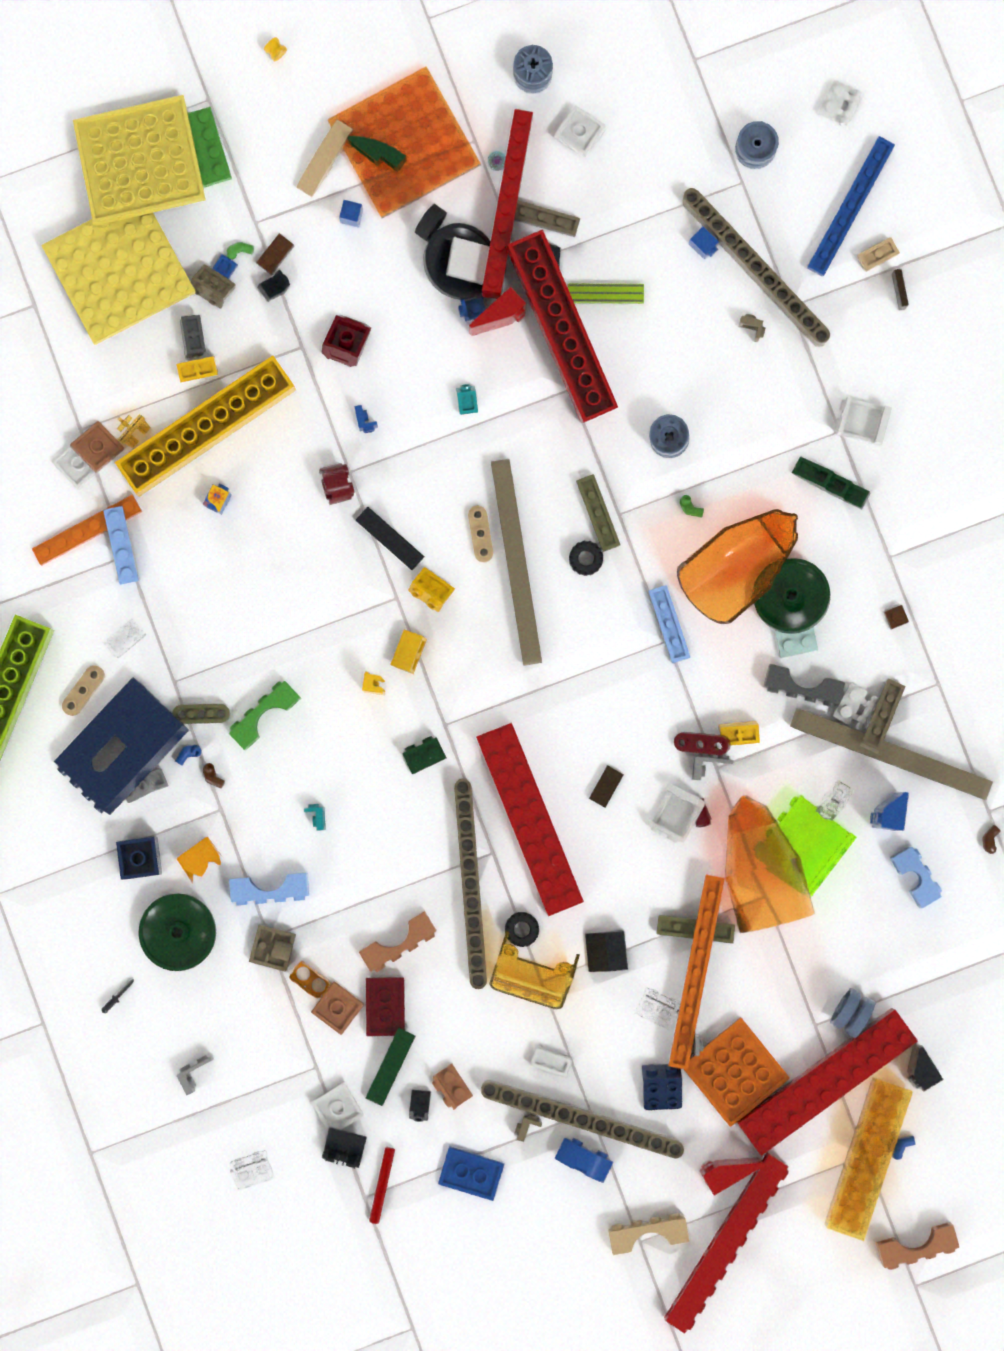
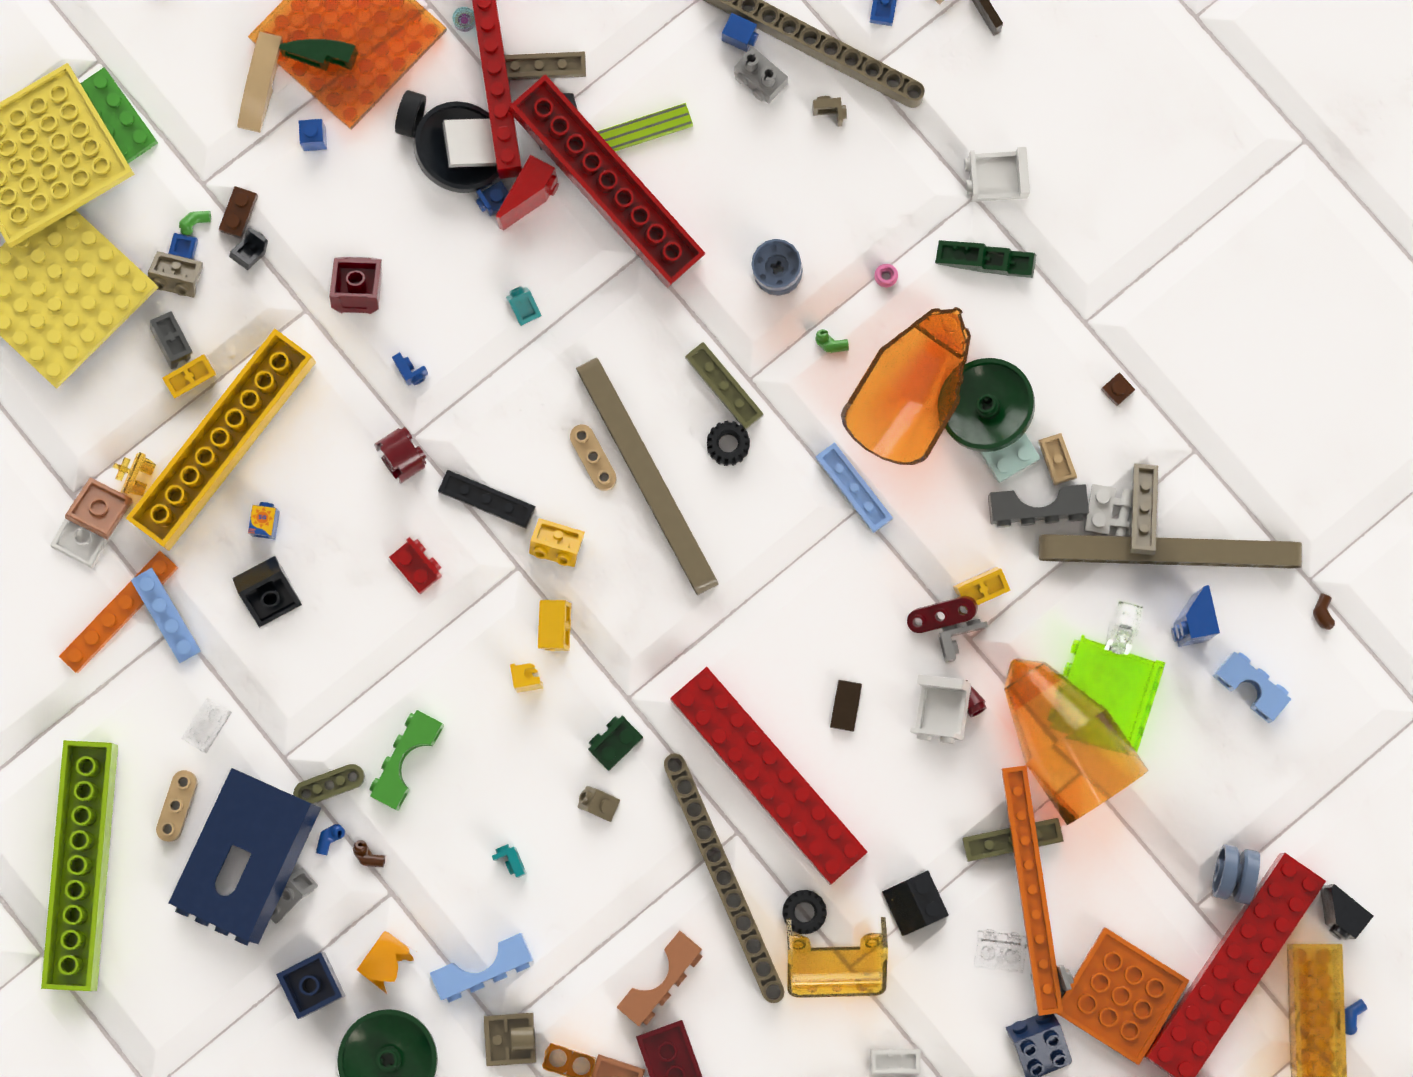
camera: 20 degrees left, 5 degrees down
(202, 552) = (266, 591): none -> black slope
(319, 570) = (415, 565): none -> red bracket
(396, 796) = (598, 803): none -> dark tan bracket
(708, 282) = (760, 75): none -> light grey brick
(754, 465) = (886, 268): none -> bright pink plate
(831, 655) = (1057, 459): none -> tan plate

